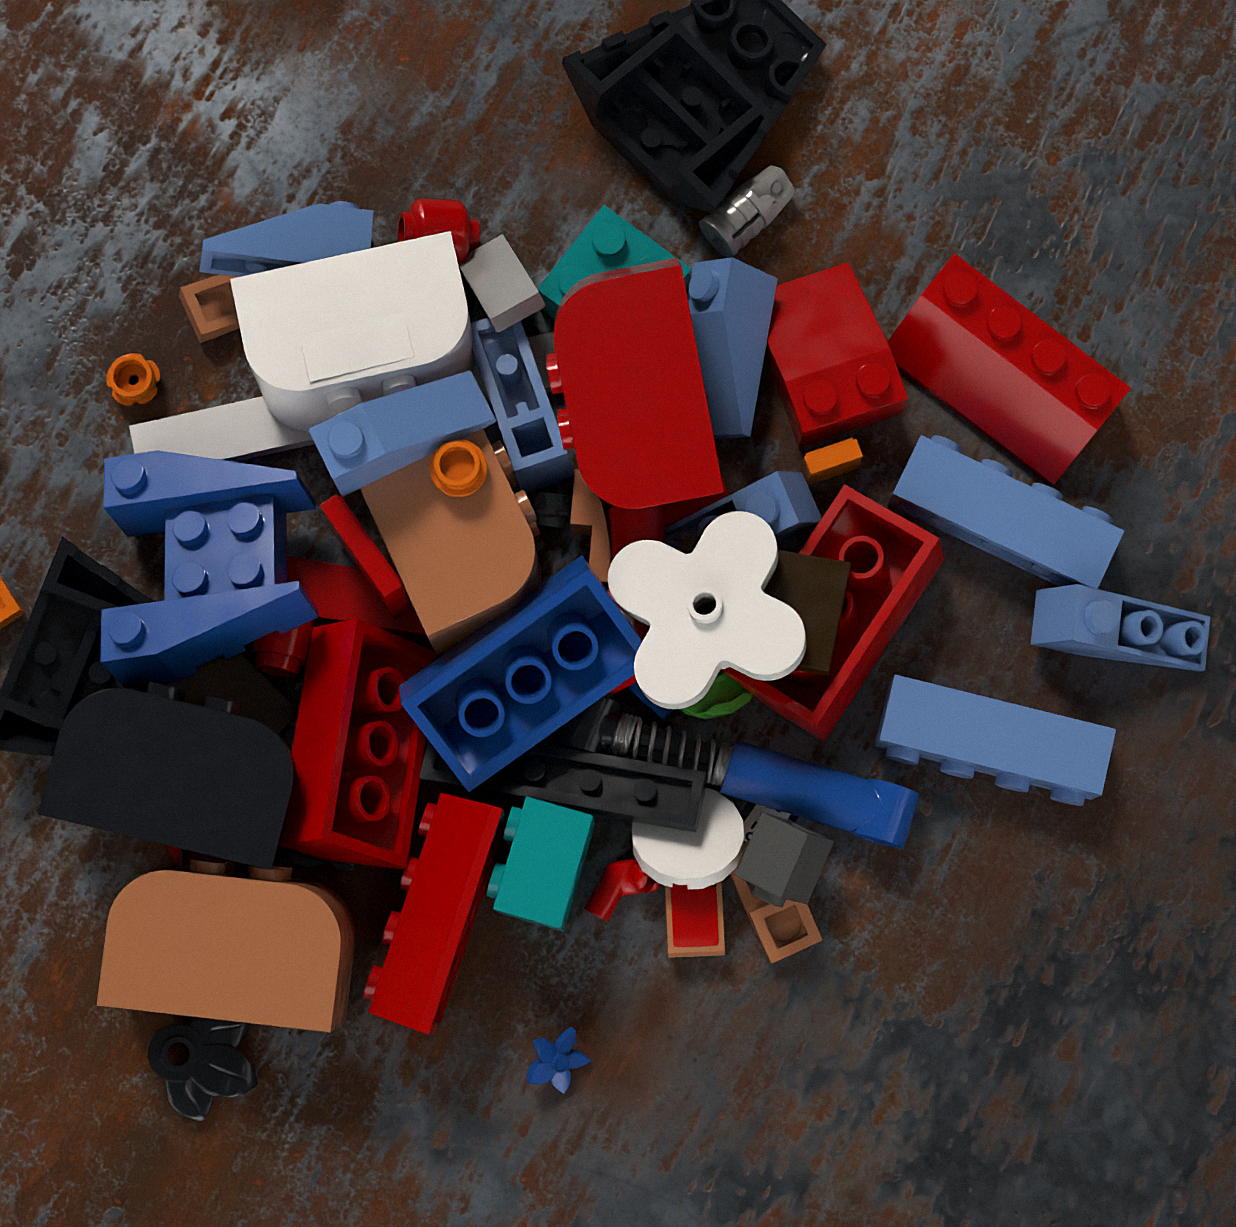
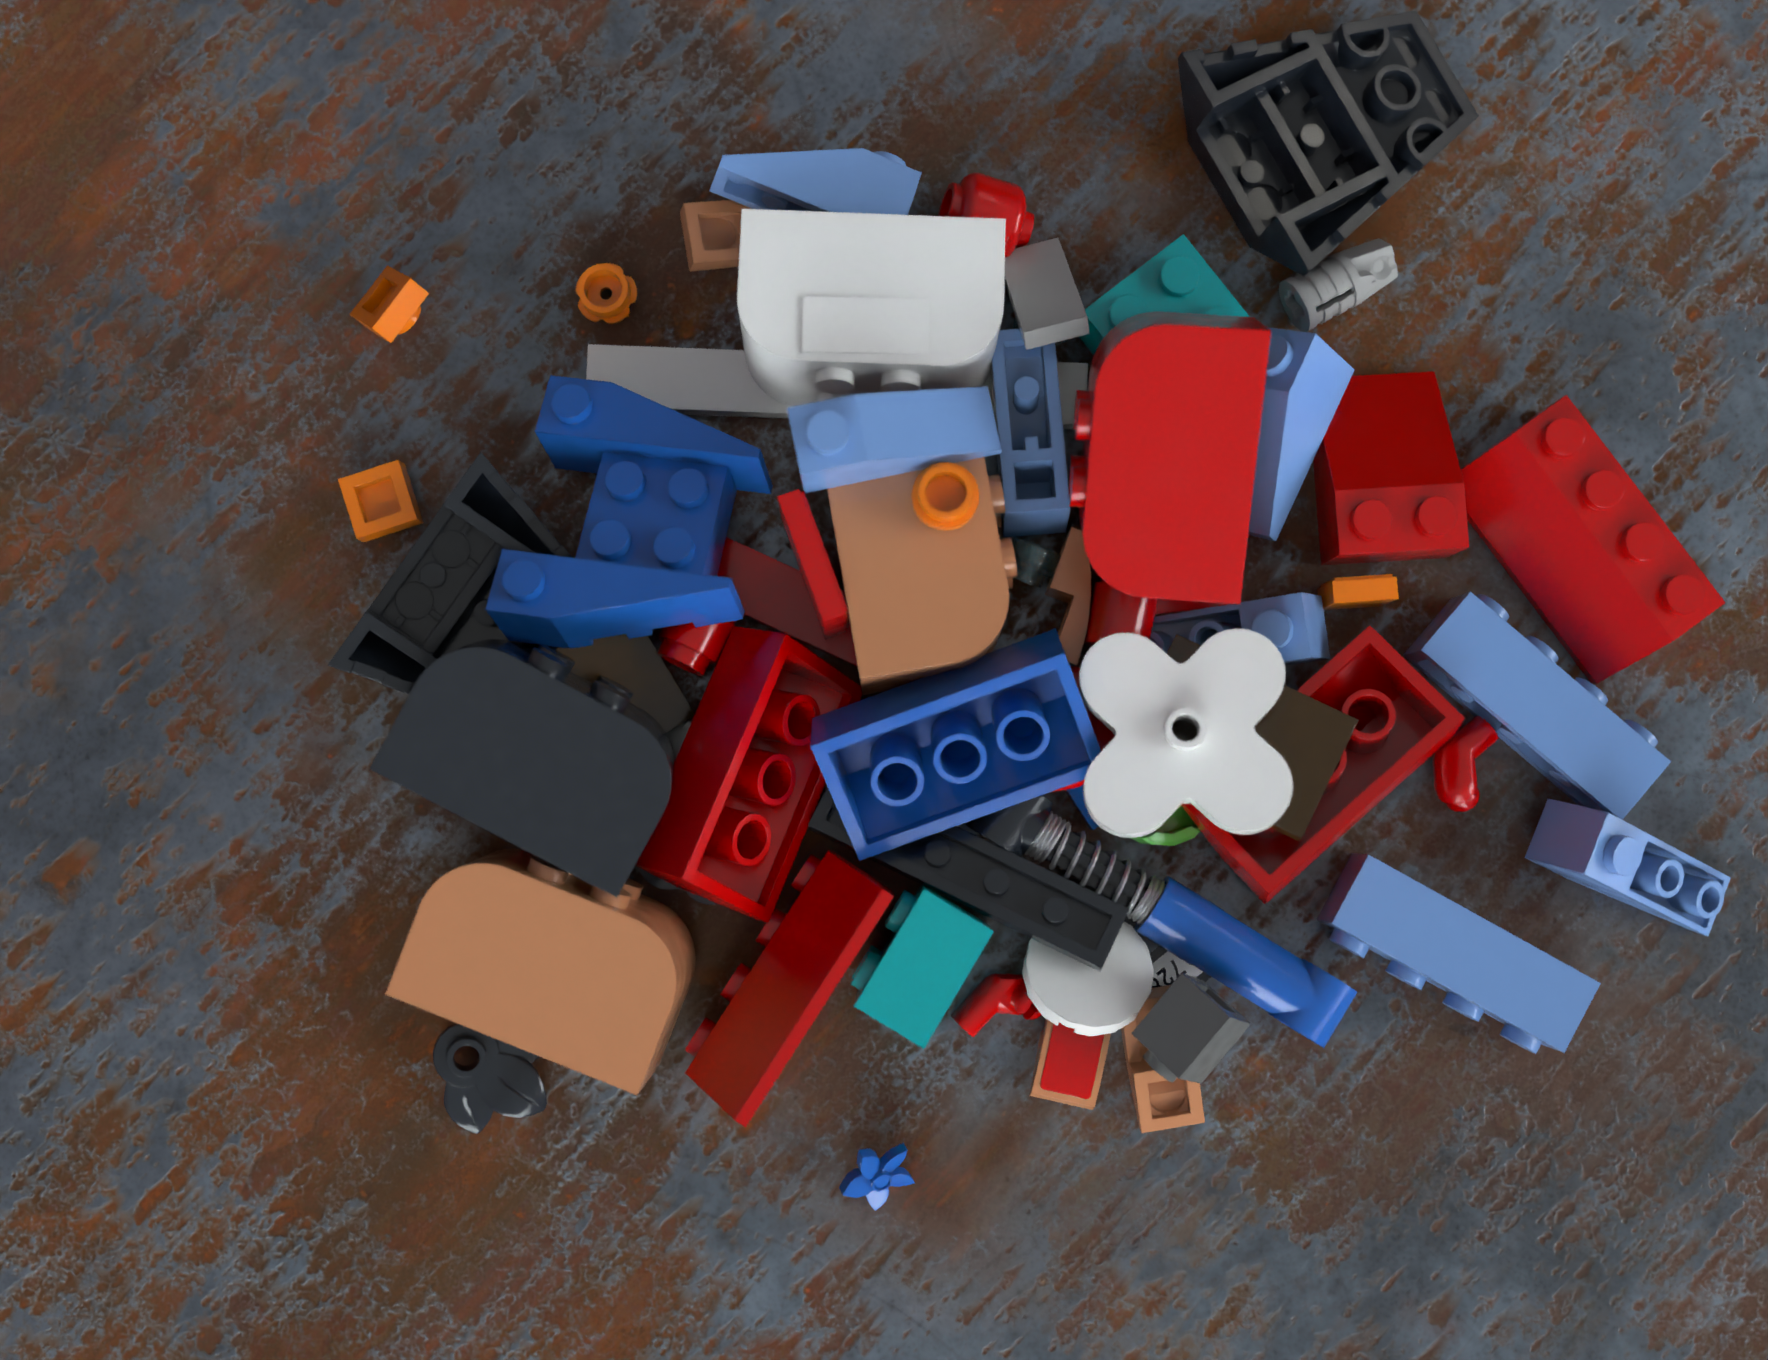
camera: 15 degrees right, 5 degrees up
(953, 583) = (1455, 764): none -> red arm

